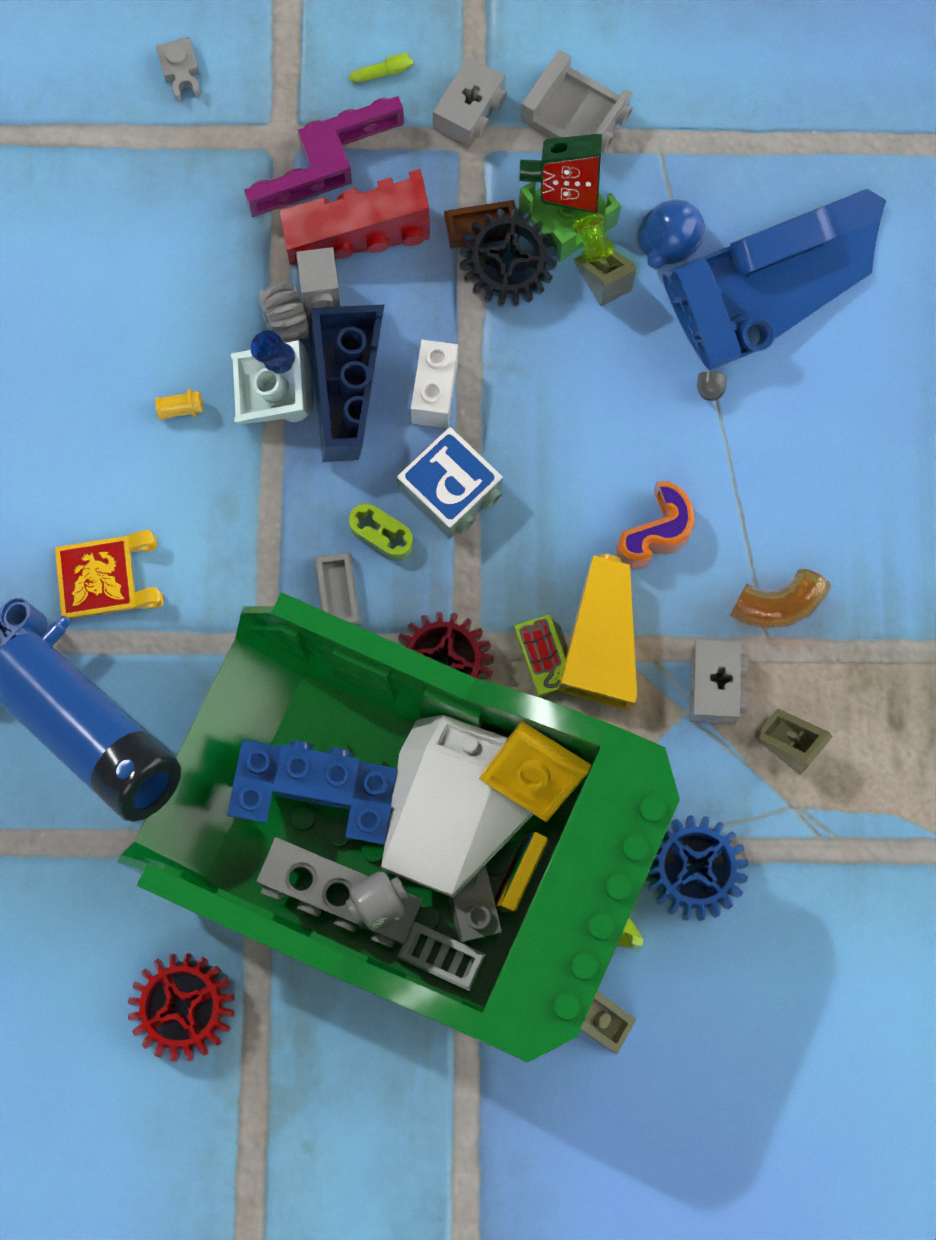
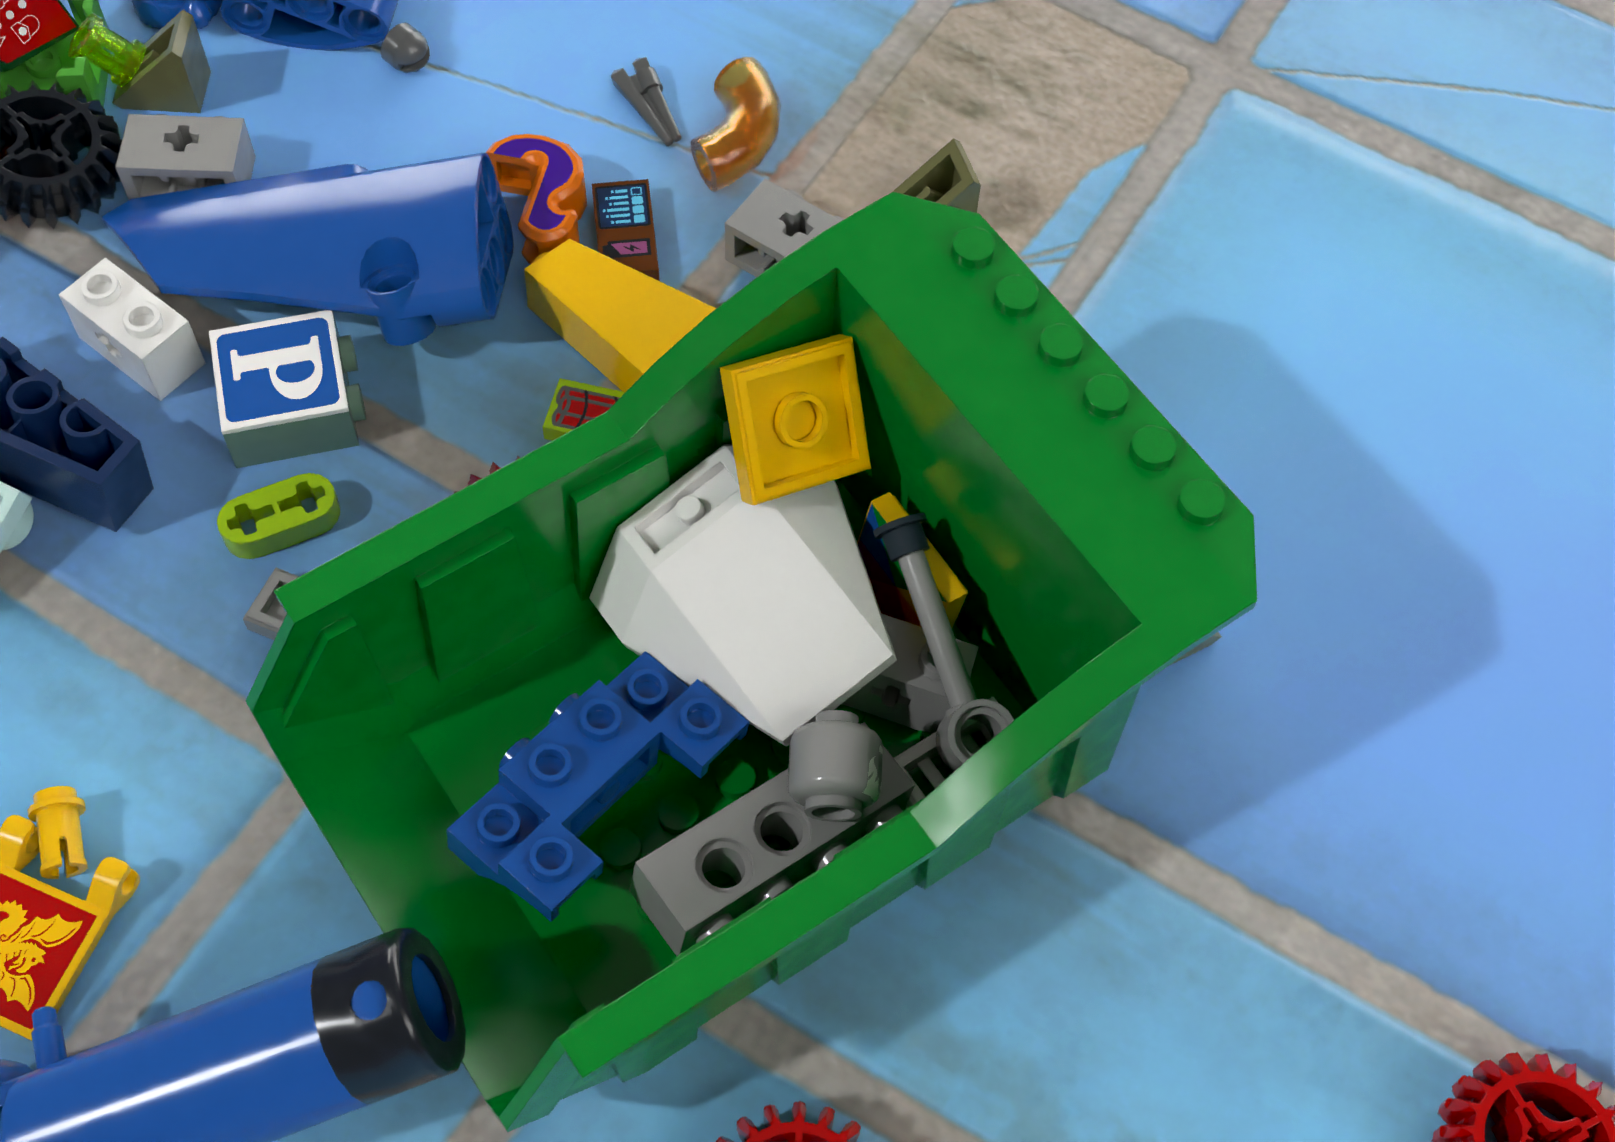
camera: 60 degrees left, 15 degrees down
(160, 553) = (58, 830): none -> yellow pin
(513, 867) = (906, 544): none -> light grey piece
(546, 446) = (384, 243): none -> blue panel
(557, 348) = (182, 153): none -> light grey brick
(669, 585) = (626, 224): none -> tile
(771, 536) = (646, 97): none -> dark grey piece

